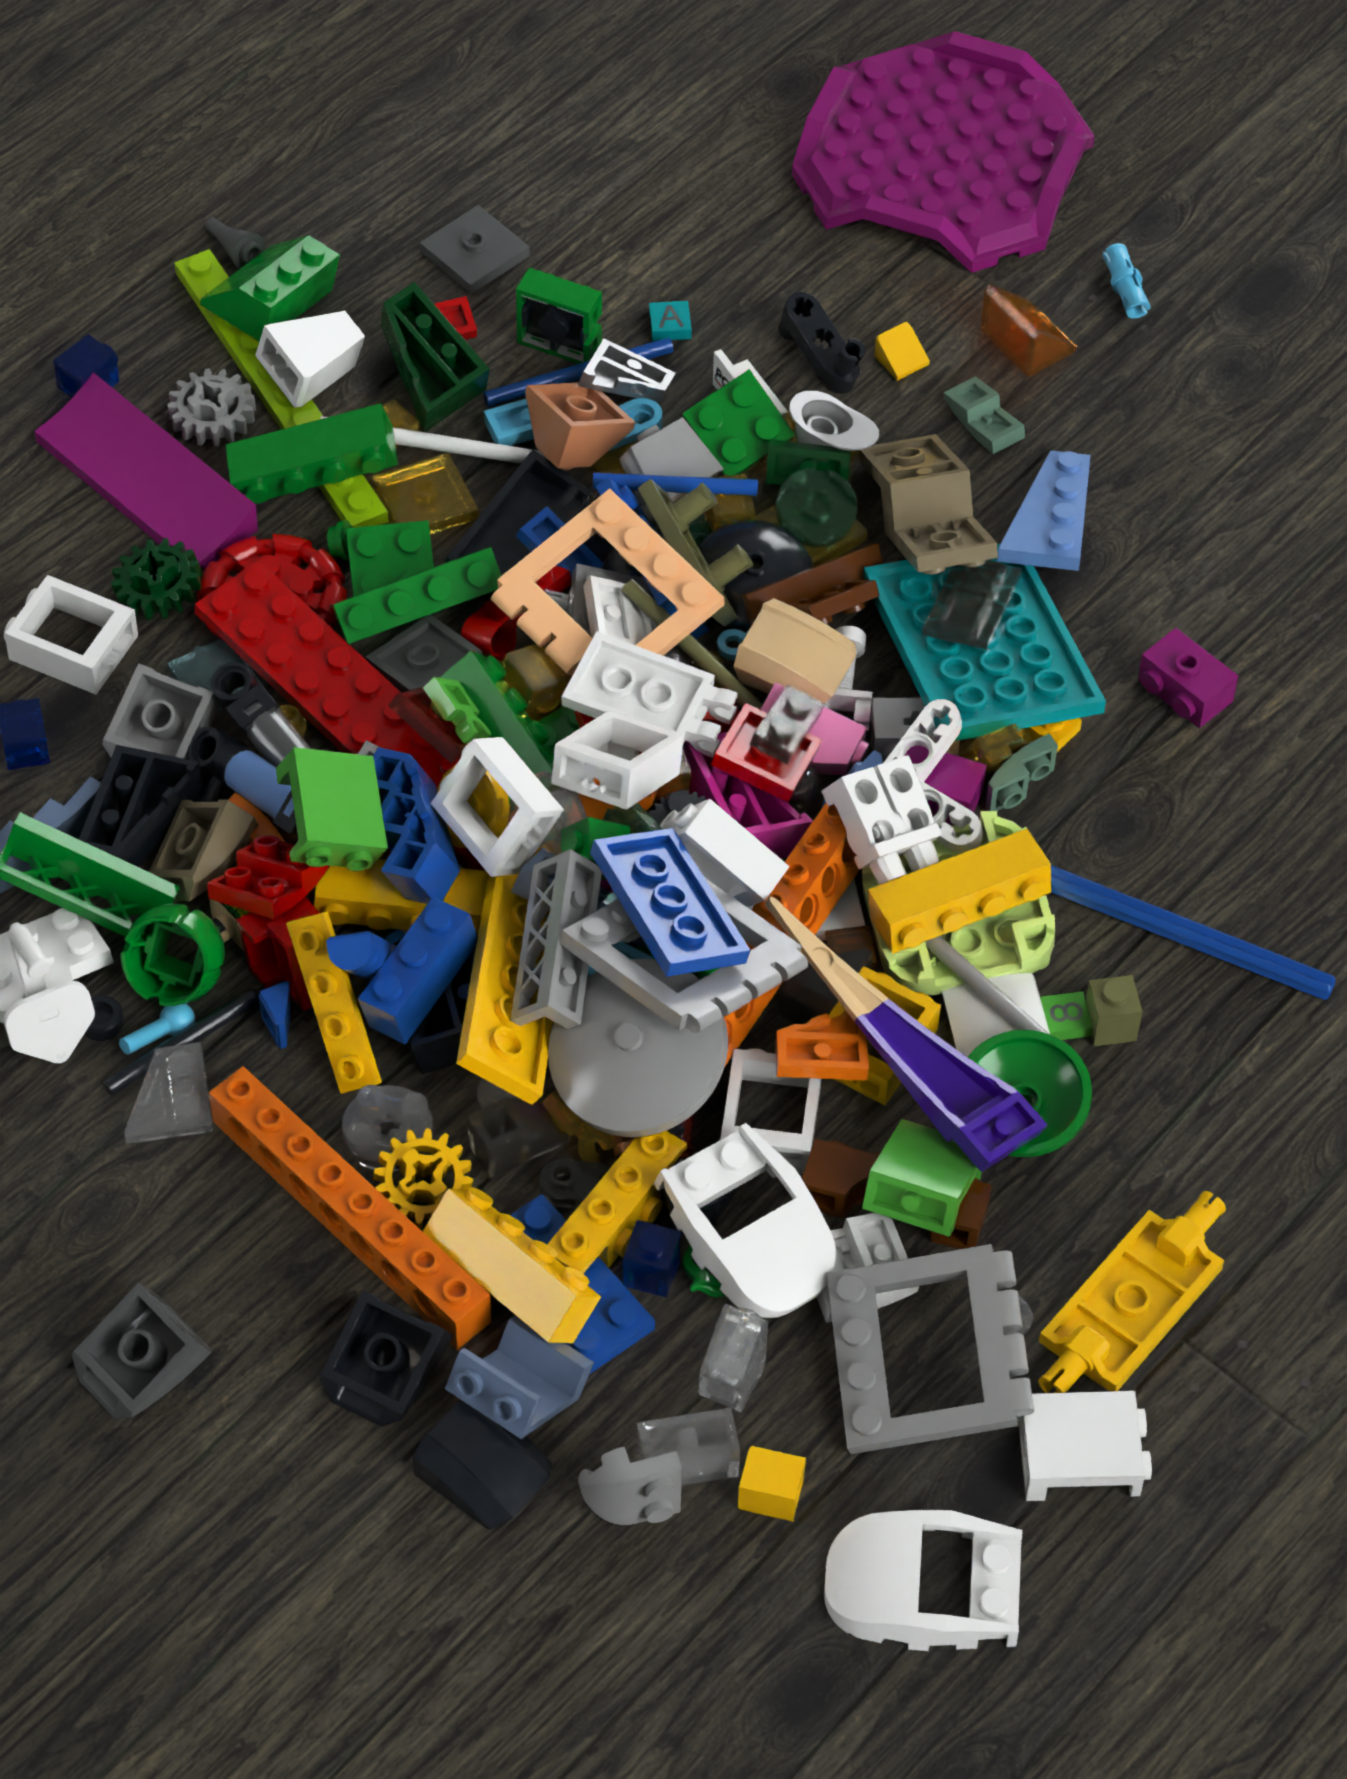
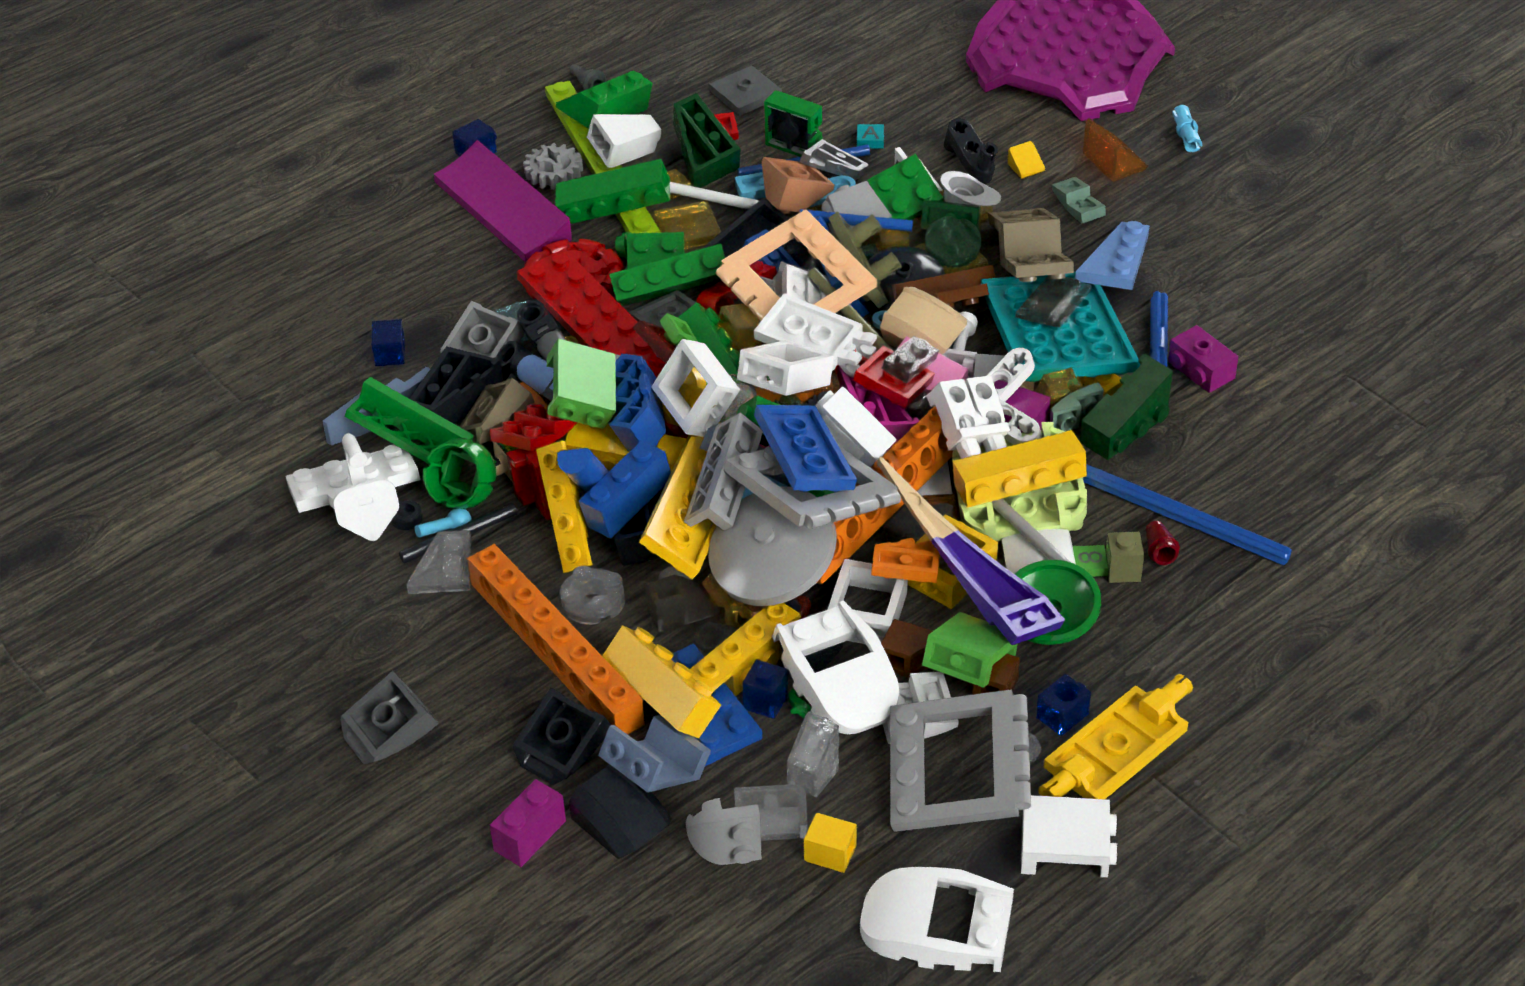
camera: 10 degrees right, 10 degrees down
(79, 670) = (449, 303): white window -> none
(157, 578) = (496, 259): dark green gear -> none
(276, 1011) = (528, 517): blue slope -> none
(361, 1492) = (528, 823): none -> magenta brick
(412, 1162) = (609, 617): yellow gear -> none
(1053, 1262) = (1063, 704): none -> clear blue brick
(1097, 775) = (1130, 410): none -> dark green wedge
(1121, 638) = (1159, 327): none -> blue axle
(1159, 982) = (1161, 543): none -> dark red cone

